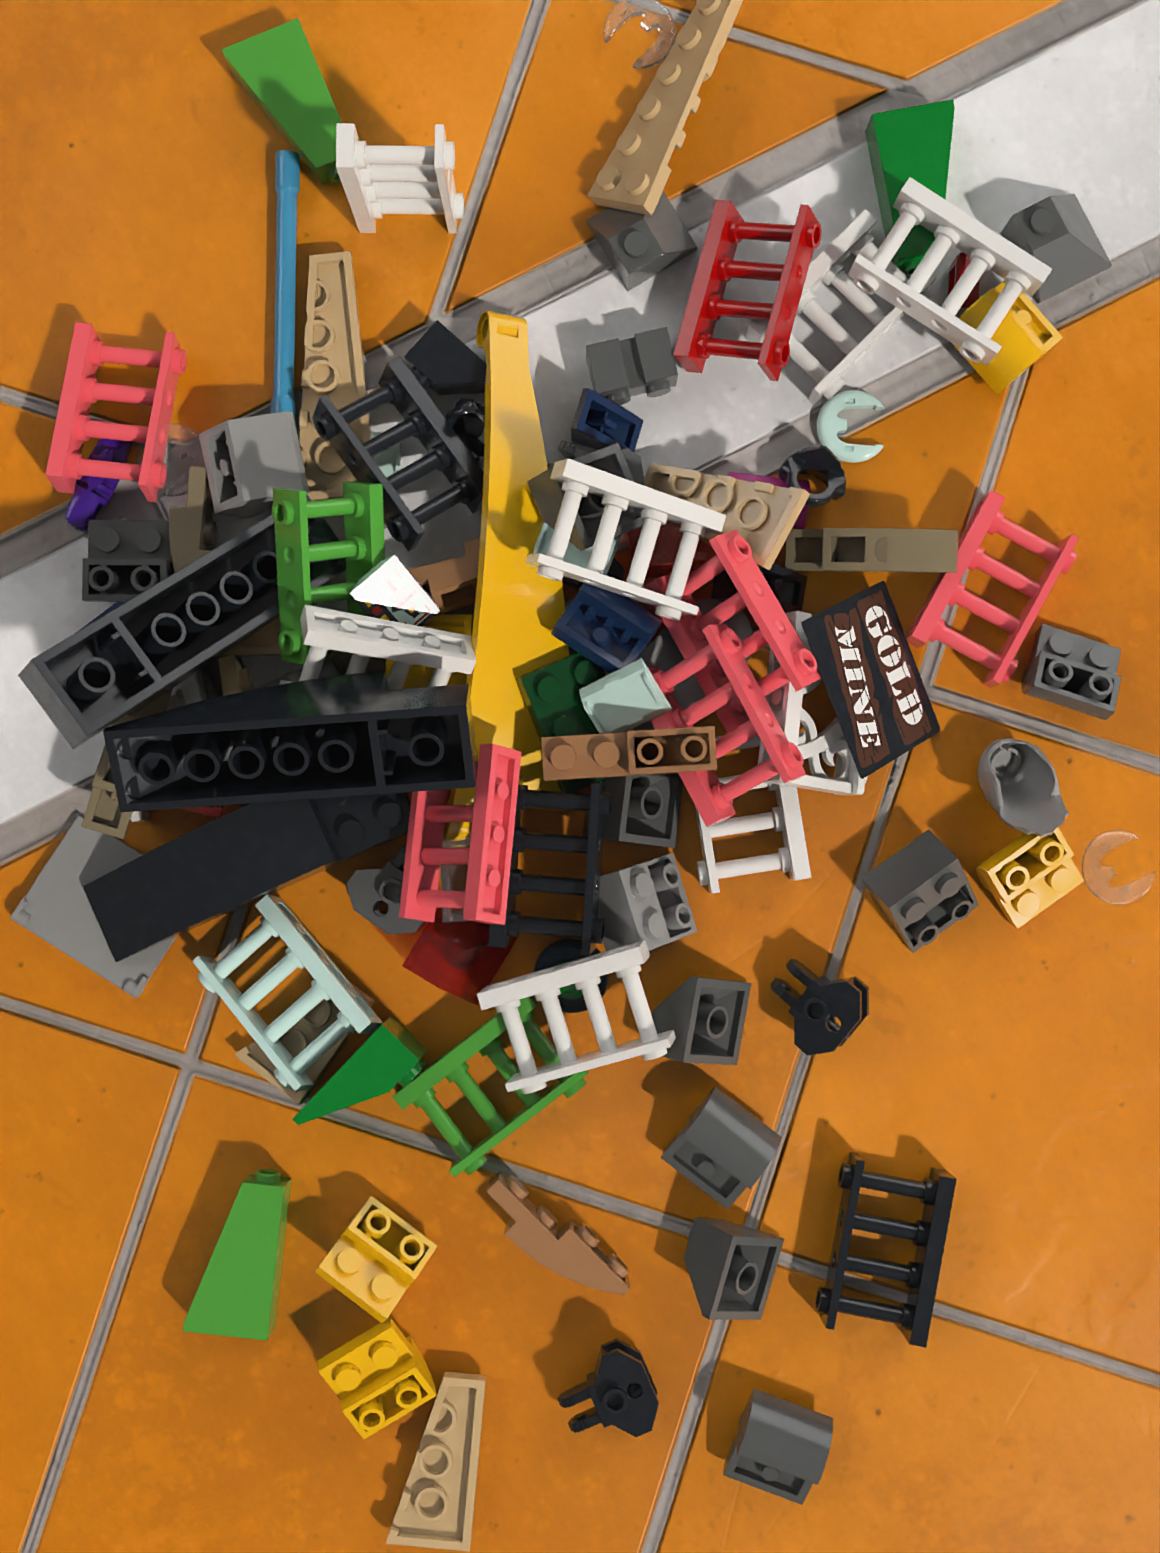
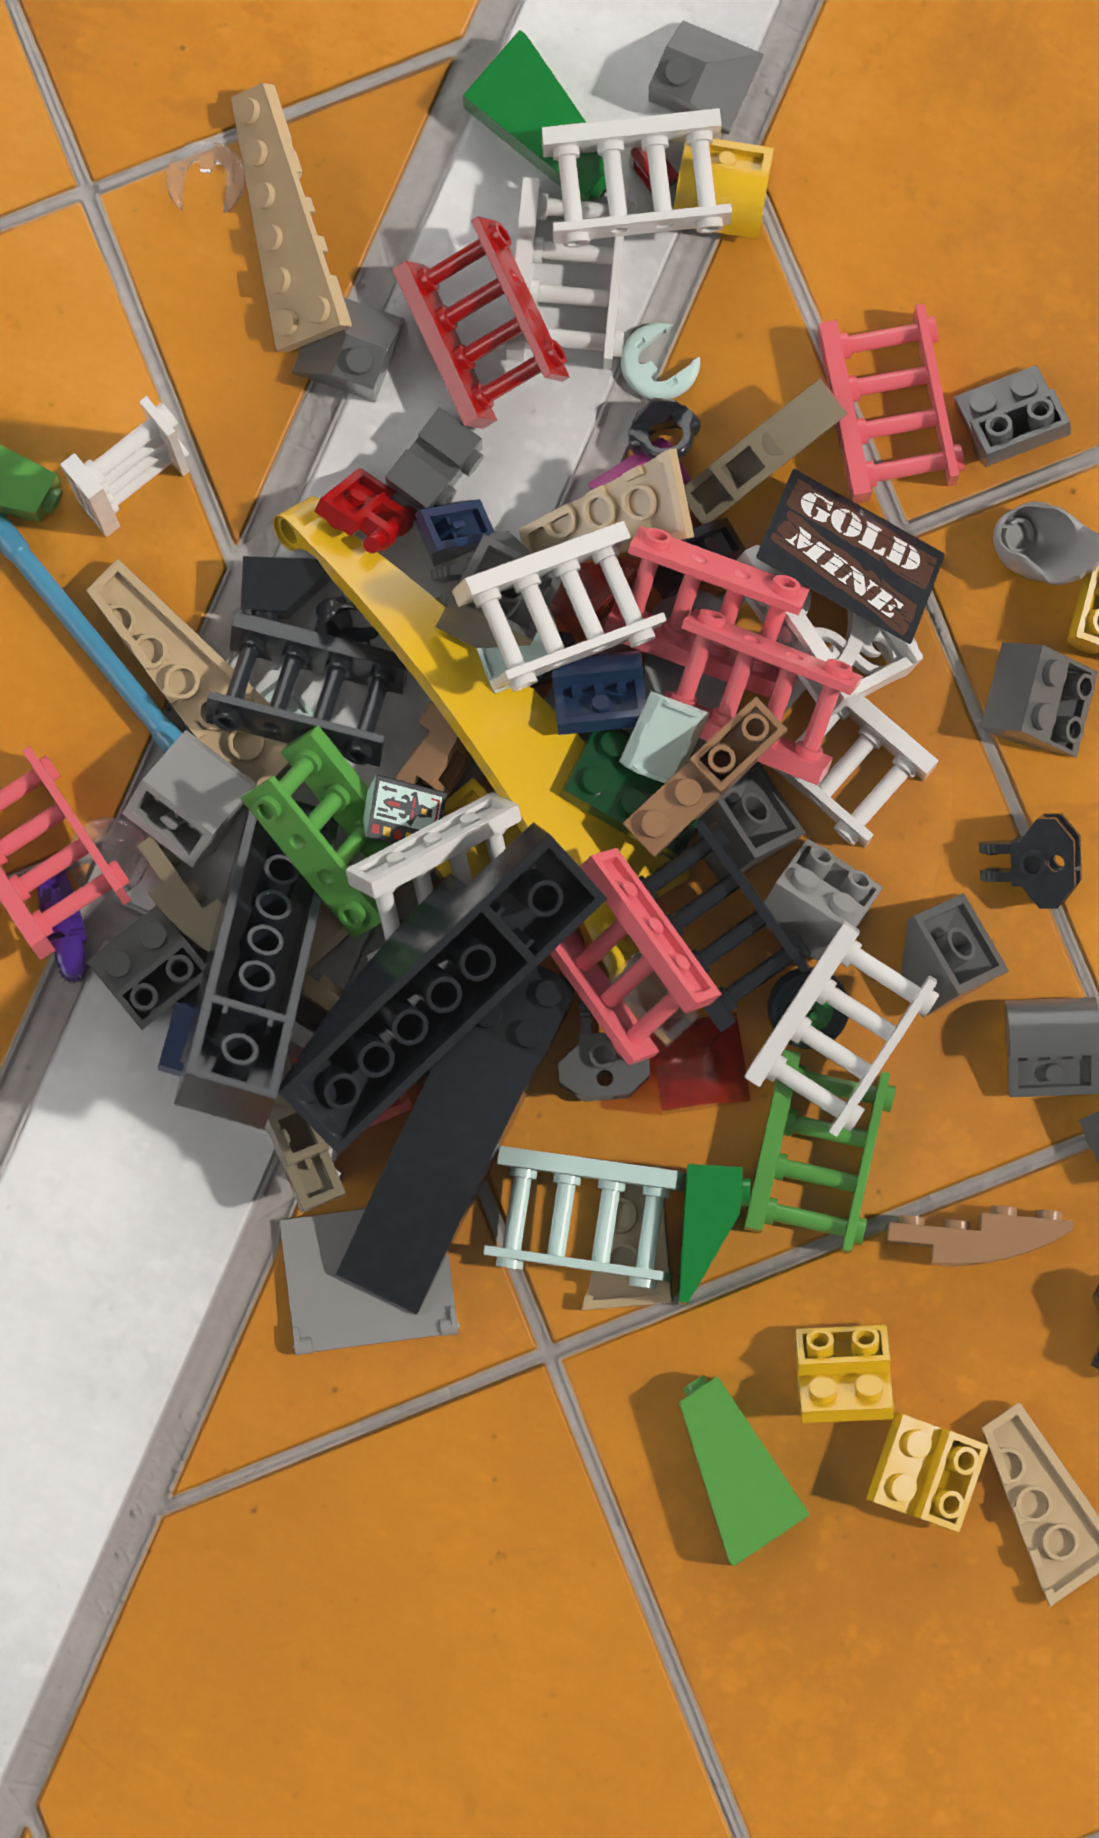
camera: 40 degrees left, 5 degrees down
(549, 349) = (366, 506): none -> red plate

